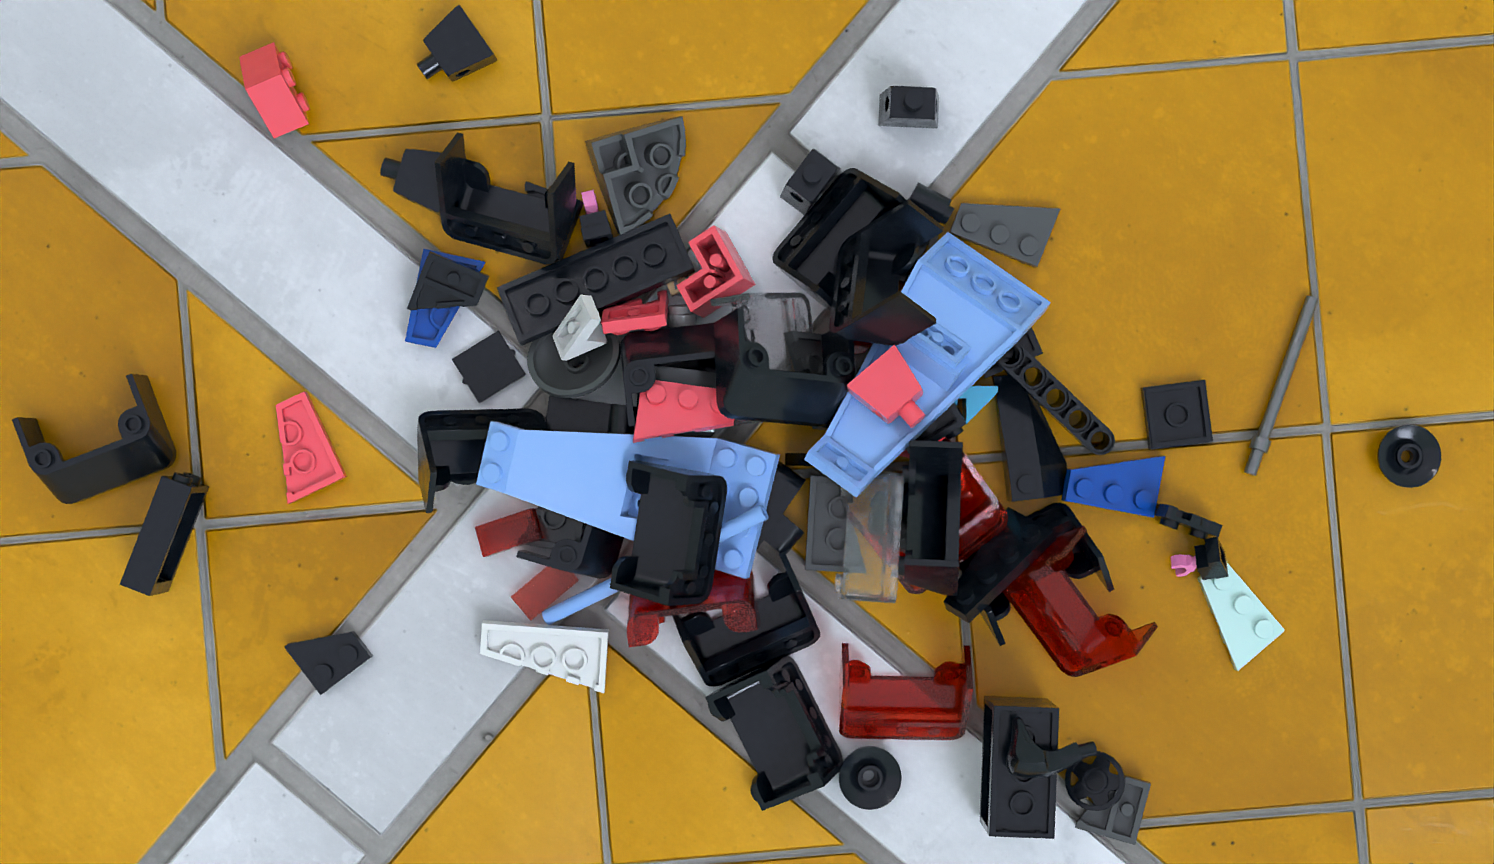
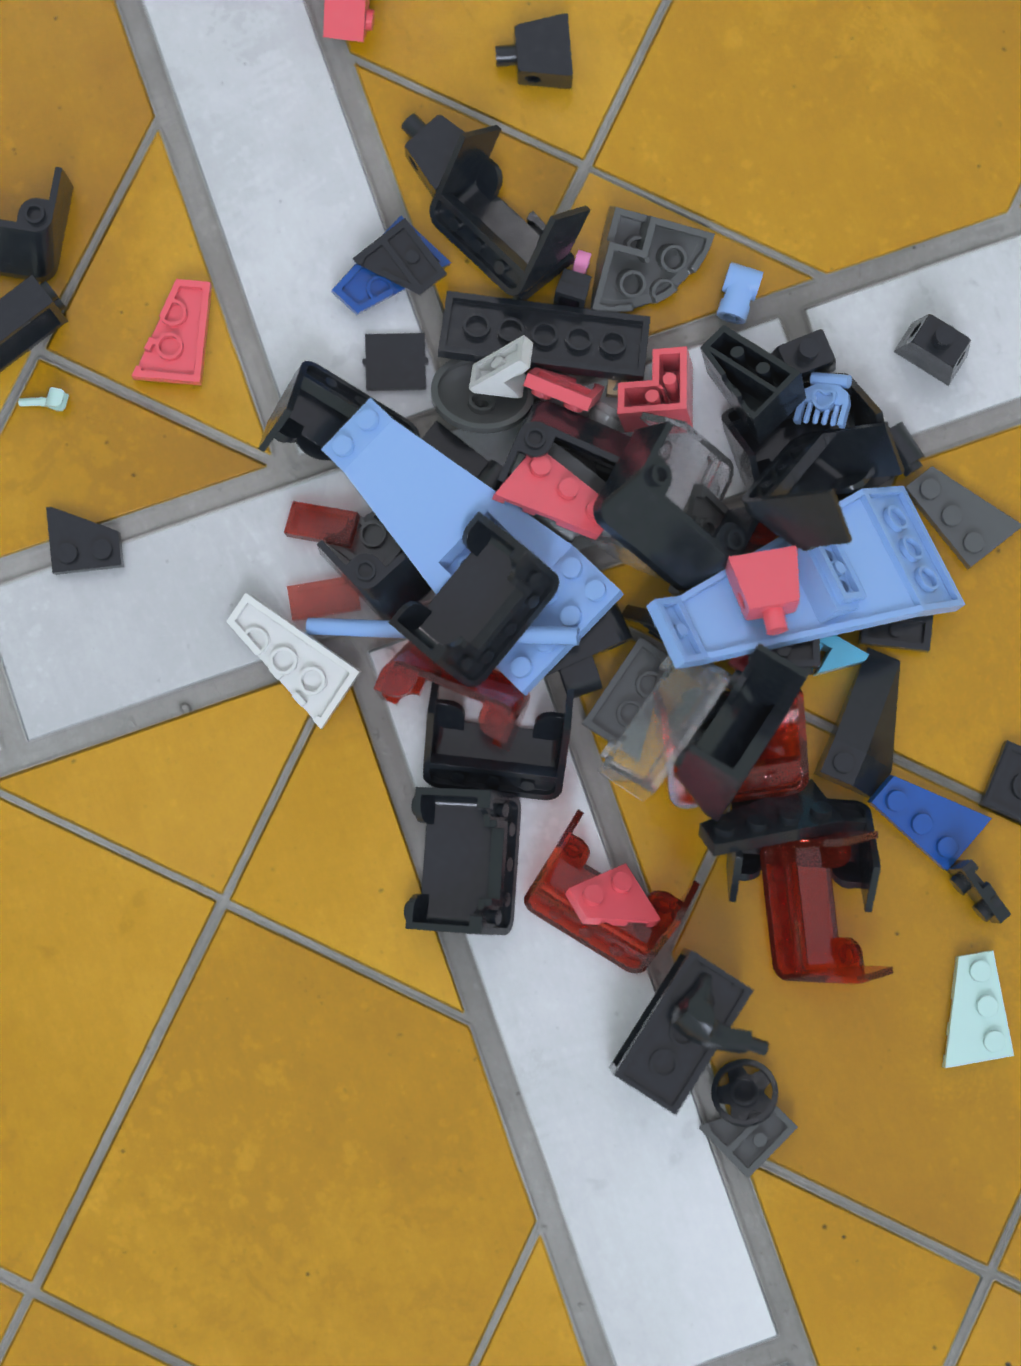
camera: 30 degrees right, 5 degrees down
(238, 556) = (55, 400): none -> light aqua hand
(728, 148) = (739, 288): none -> light blue piece
(783, 222) = (752, 381): none -> black wedge
(847, 201) = (826, 395): none -> light blue piece
(878, 790) = (530, 978): black dish -> none
(908, 693) = (612, 899): none -> coral wing
(1063, 407) = (927, 709): black beam -> none
(1208, 559) = (978, 942): black piece -> none

